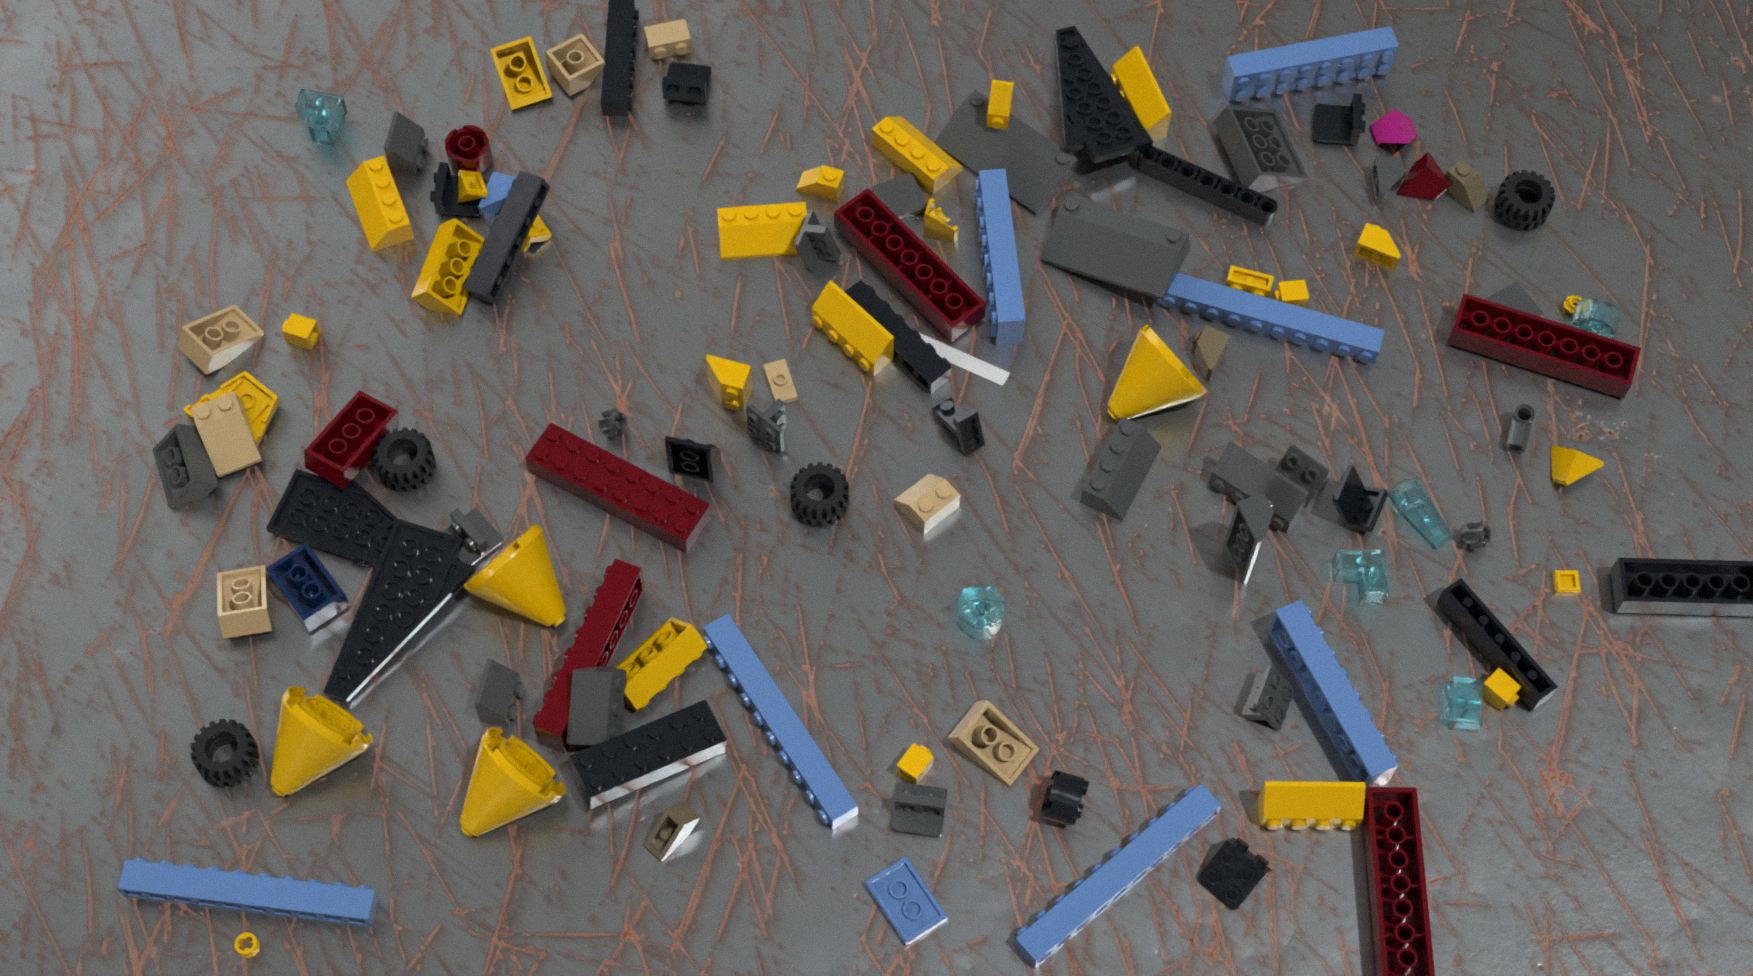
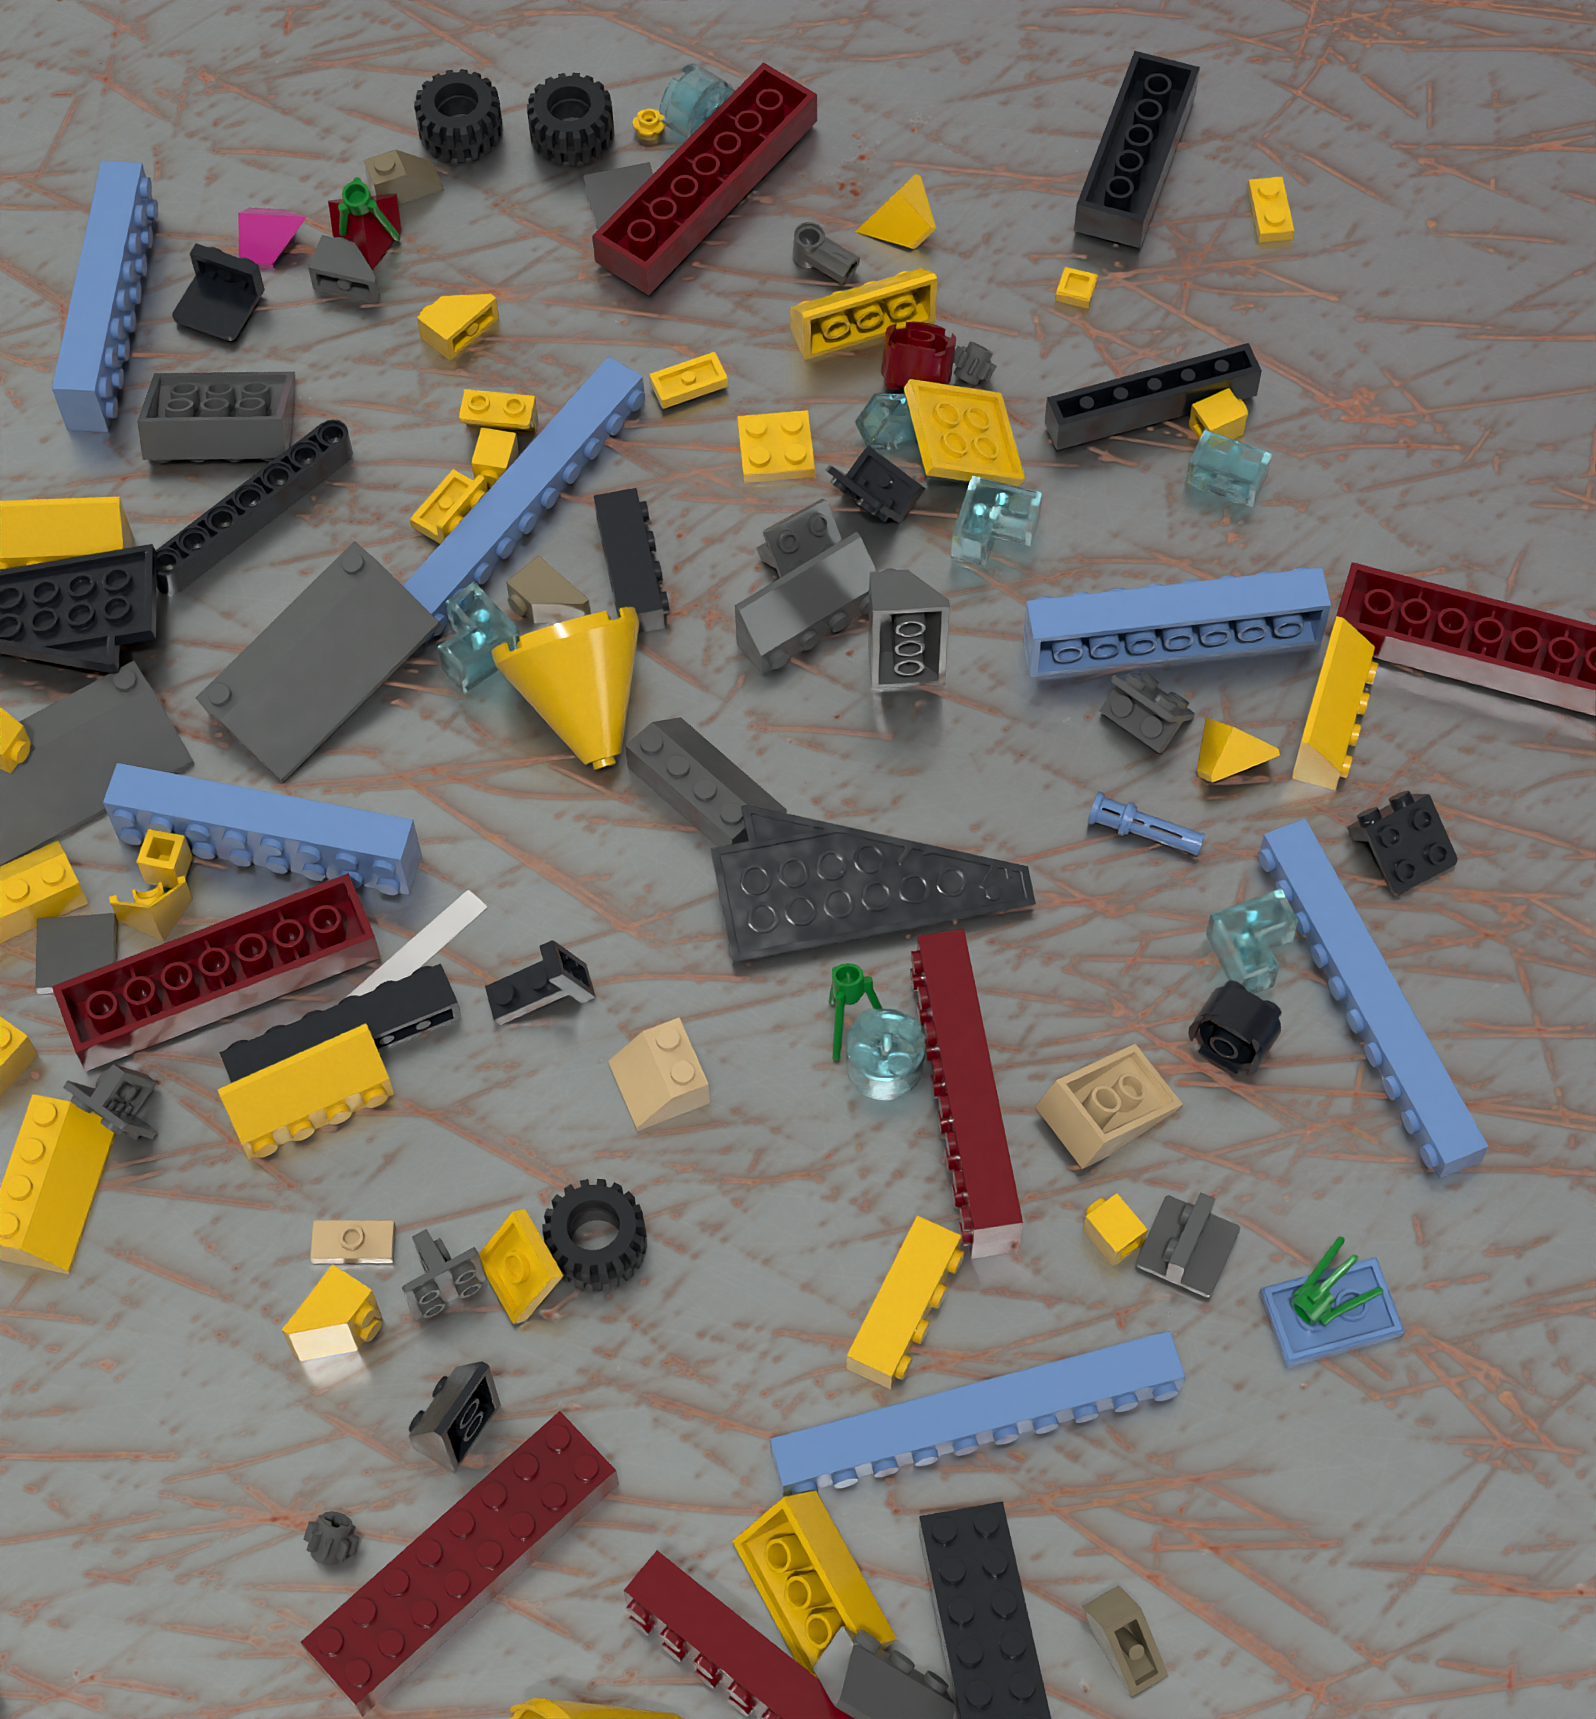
camera: 70 degrees left, 0 degrees up
(787, 461) = (519, 1266): none -> yellow plate
(833, 664) = (904, 1303): none -> yellow brick
(904, 883) = (1314, 1302): none -> green plant
(966, 216) = (164, 858): none -> yellow brick
(968, 658) = (966, 1095): none -> dark red brick
(1008, 576) = (847, 989): none -> green plant
(1077, 551) = (831, 884): none -> black wing
(1129, 789) = (1247, 933): none -> clear light blue brick
(1167, 324) = (479, 630): none -> clear light blue brick
(1187, 706) = (1190, 842): none -> medium blue pin
(1252, 387) = (629, 557): none -> black brick
(1259, 755) = (1230, 751): none -> yellow slope
(1321, 286) = (499, 410): none -> yellow bracket
(1369, 443) = (776, 446): none -> yellow plate
(1393, 381) = (688, 380): none -> yellow plate
(1417, 540) = (963, 433): none -> yellow plate
(1426, 161) = (359, 202): none -> green plant
(1461, 498) = (918, 354): none -> dark red brick
(1484, 461) = (863, 312): none -> yellow slope
(1553, 245) = (564, 99): none -> black tyre
(1685, 685) = (1270, 209): none -> yellow plate

